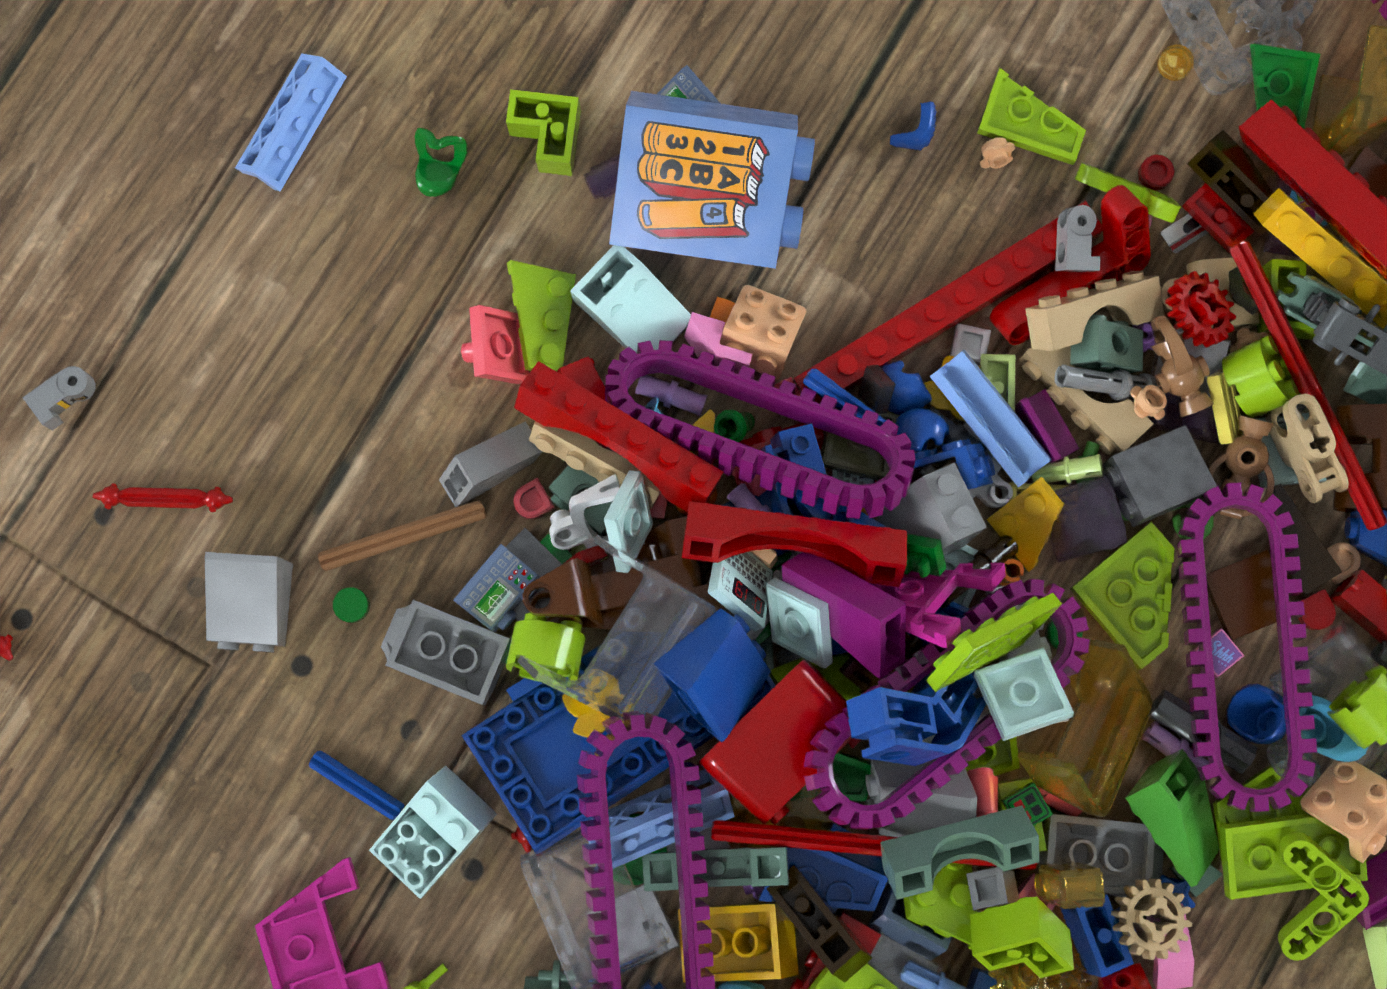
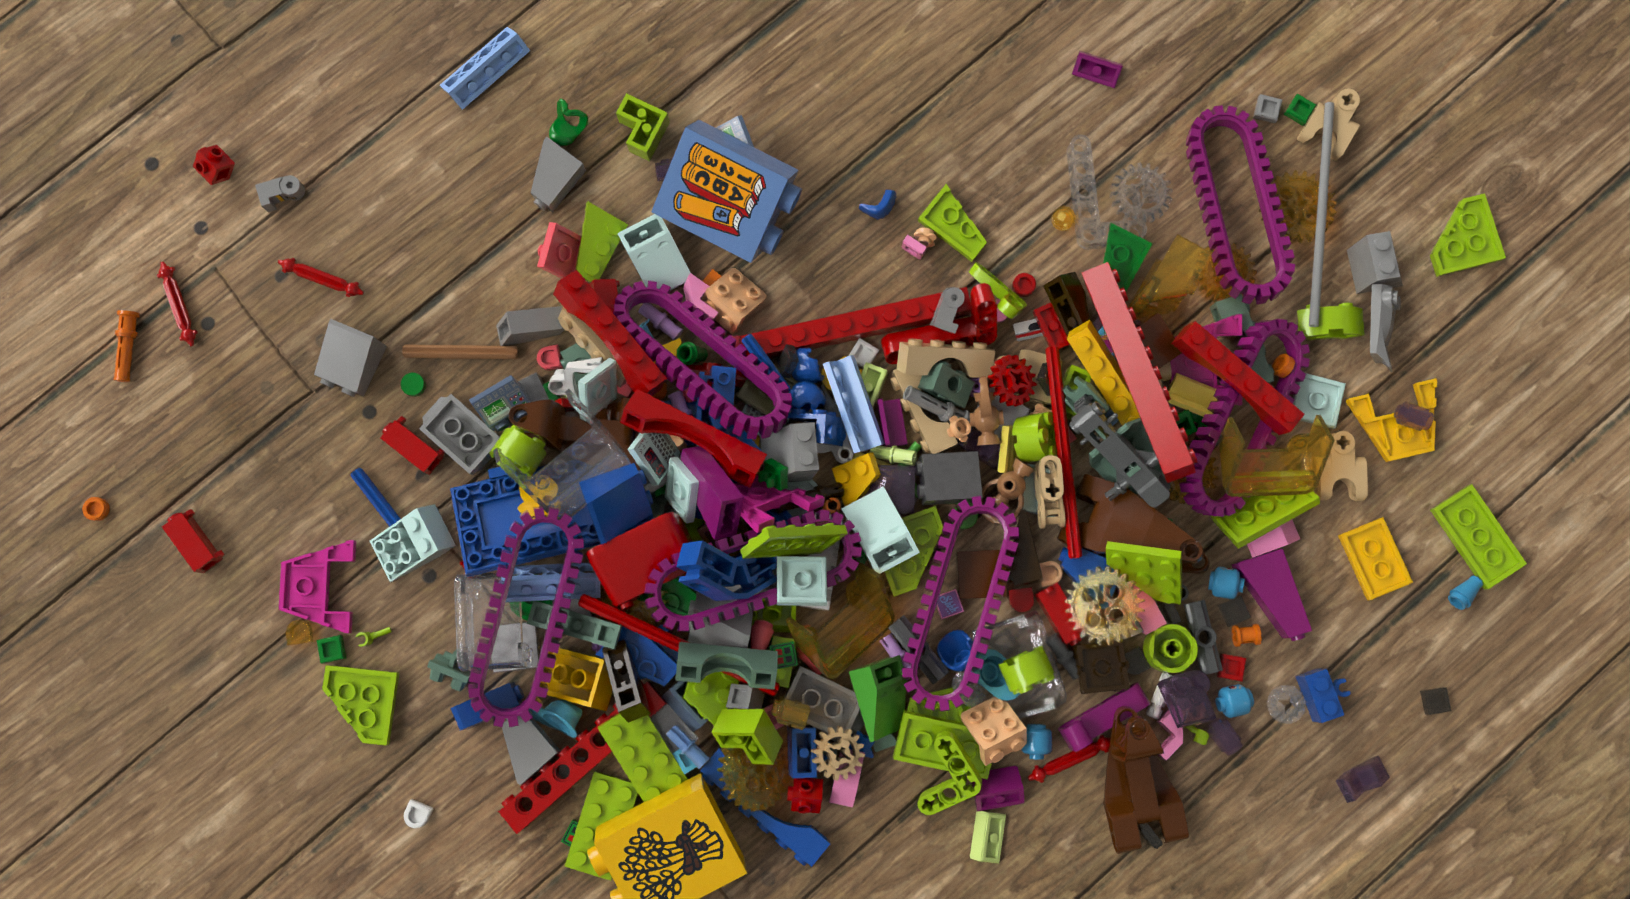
camera: 20 degrees right, 0 degrees up
(113, 942) = (192, 542): none -> red brick
(382, 694) = (411, 446): none -> red brick
(447, 239) = (554, 175): none -> light grey slope
(987, 171) = (913, 247): none -> bright pink tile
(1102, 582) = (881, 530): none -> light aqua slope

